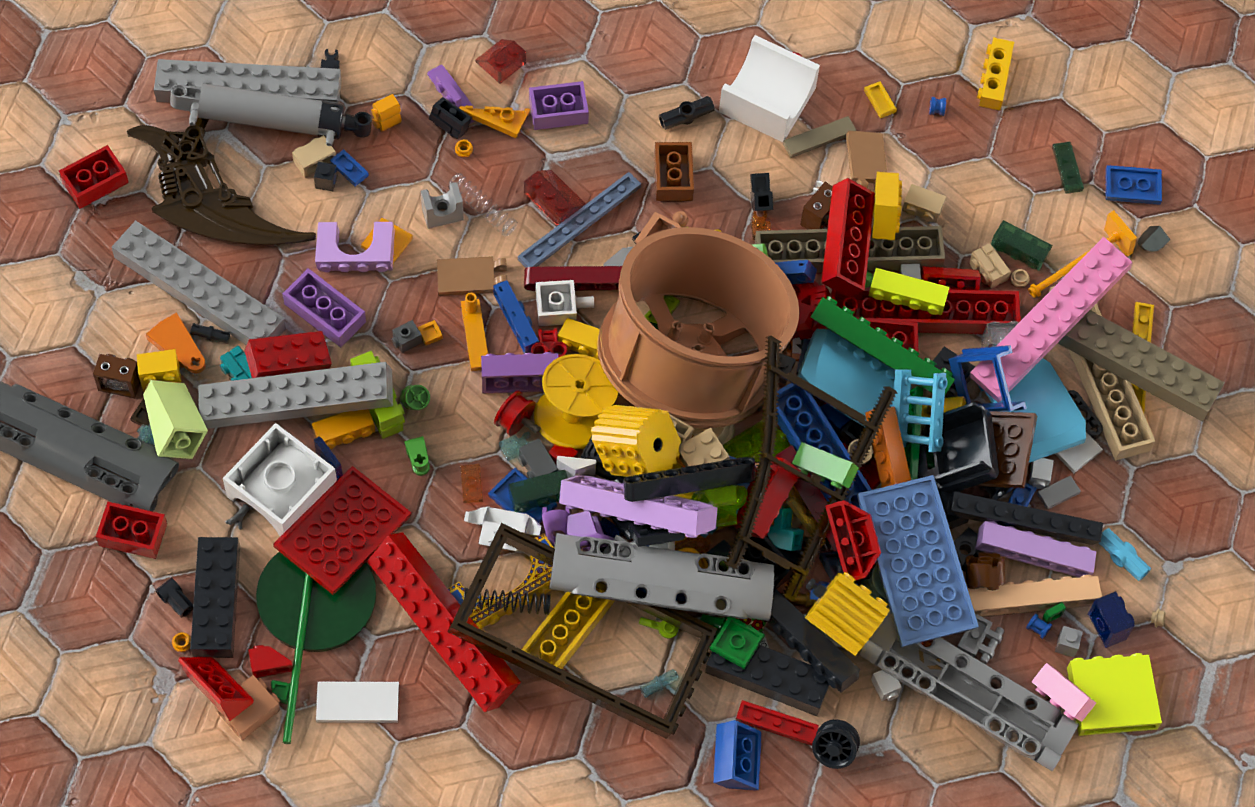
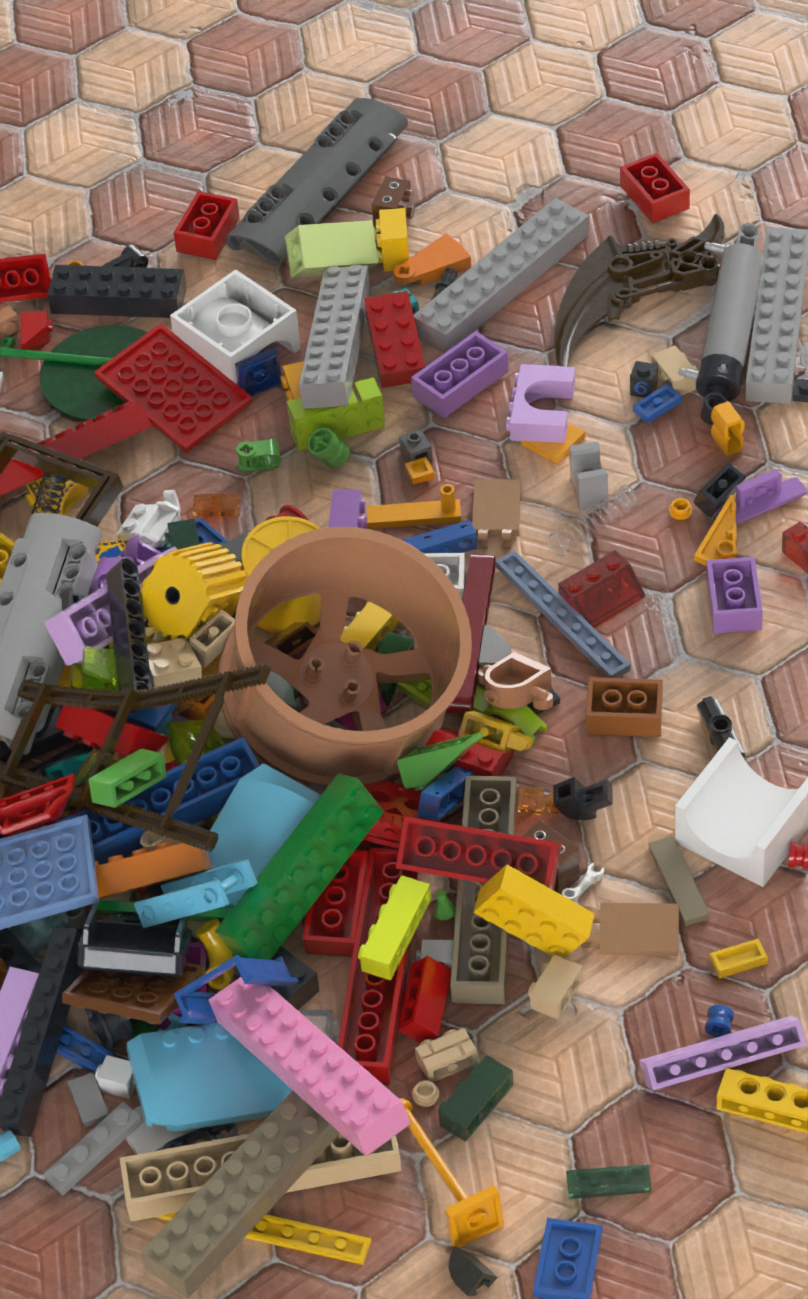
camera: 105 degrees right, 15 degrees down
(966, 101) = (722, 1052): none -> lavender brick
(1101, 480) = (92, 1148): none -> light grey plate

